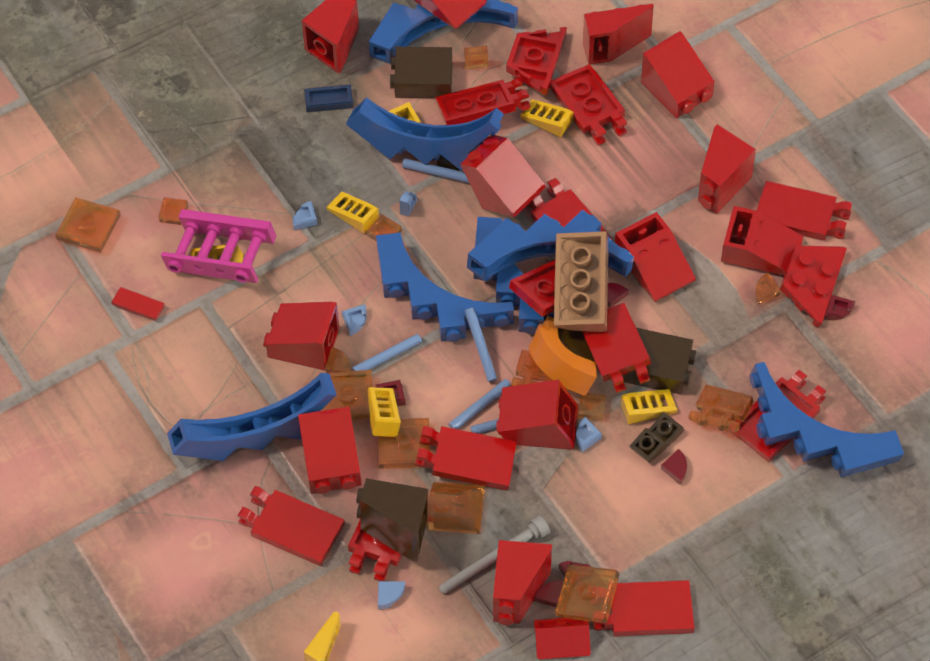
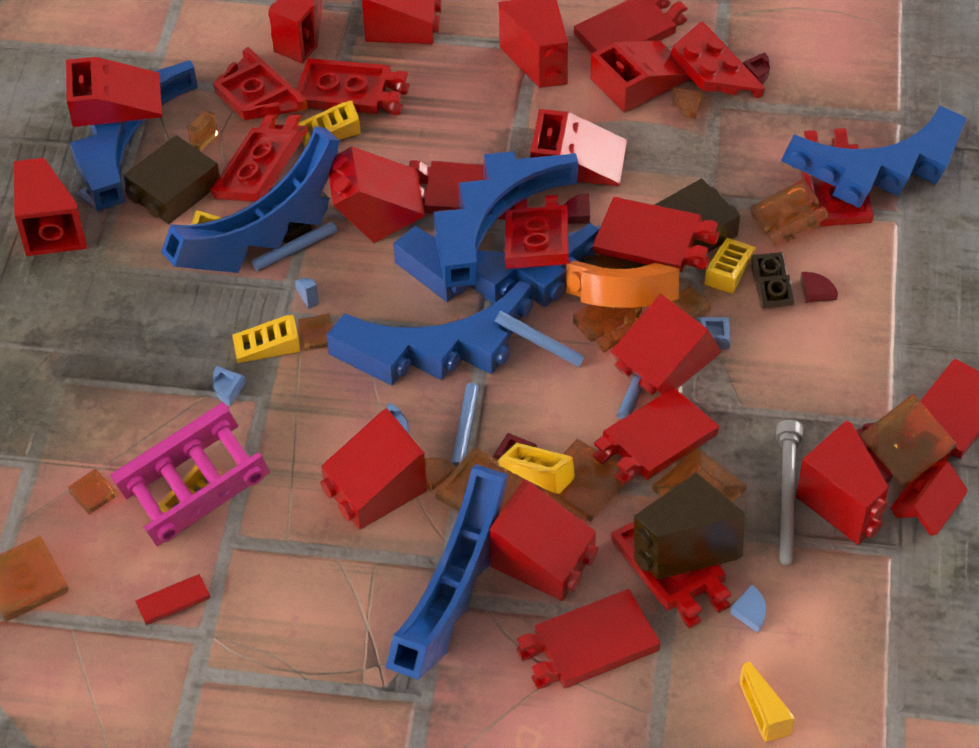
camera: 50 degrees left, 5 degrees down
(328, 98) = (108, 273): dark blue tile -> none
(478, 405) = (600, 390): medium blue bar -> none
(581, 281) = (567, 204): medium nougat slope -> none

